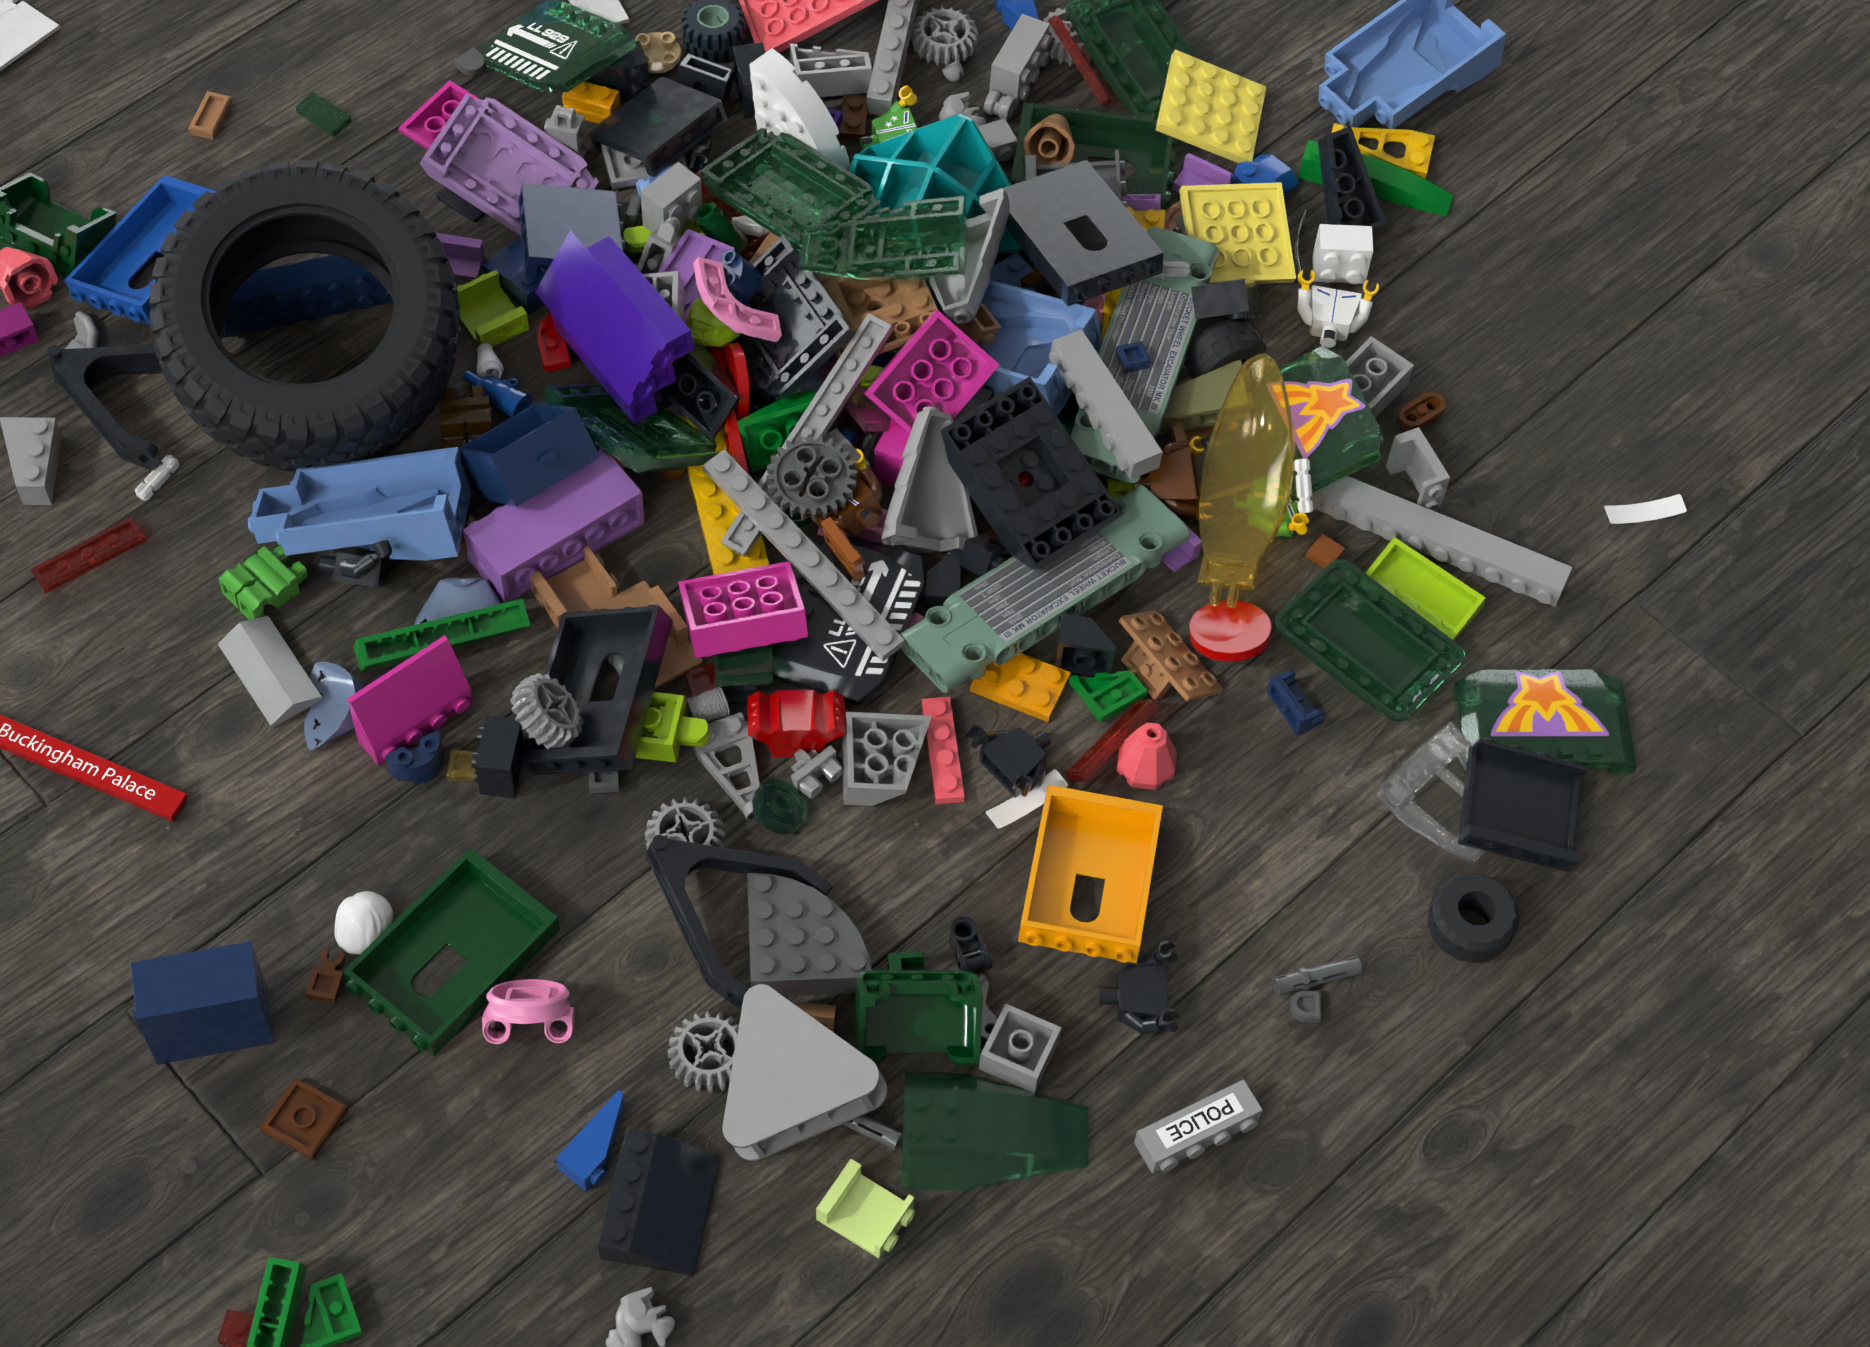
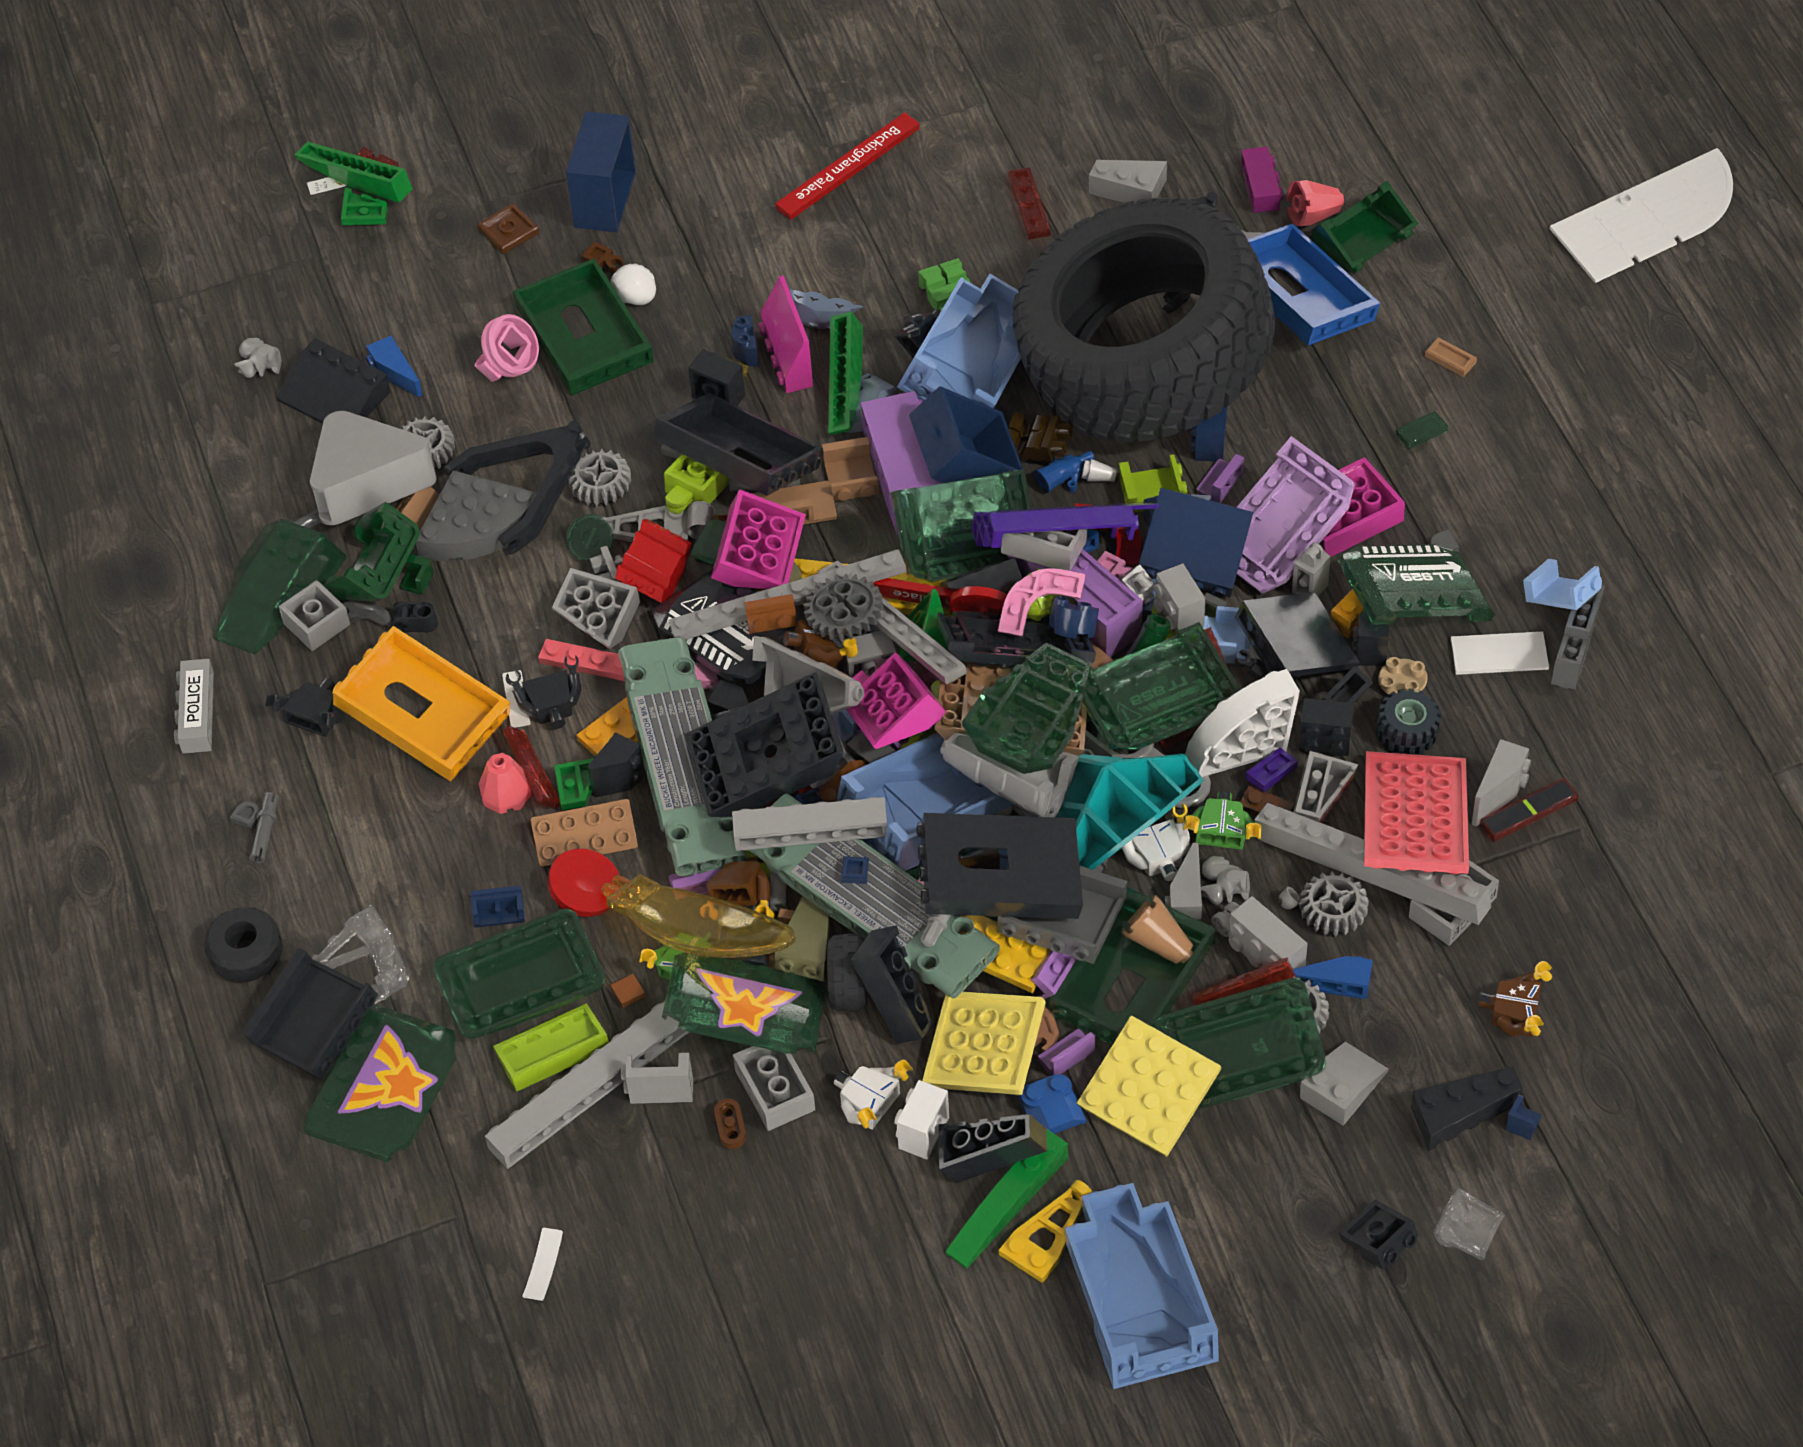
camera: 120 degrees right, 5 degrees down
(269, 670) = (872, 282): light grey slope -> none
(547, 711) = (723, 395): light grey gear -> none
(864, 1211) = (259, 500): yellowish green panel -> none
(982, 328) = (953, 786): medium nougat window -> none
(1296, 259) = (967, 1103): sticker -> none
(1303, 485) = (671, 958): white axle -> none

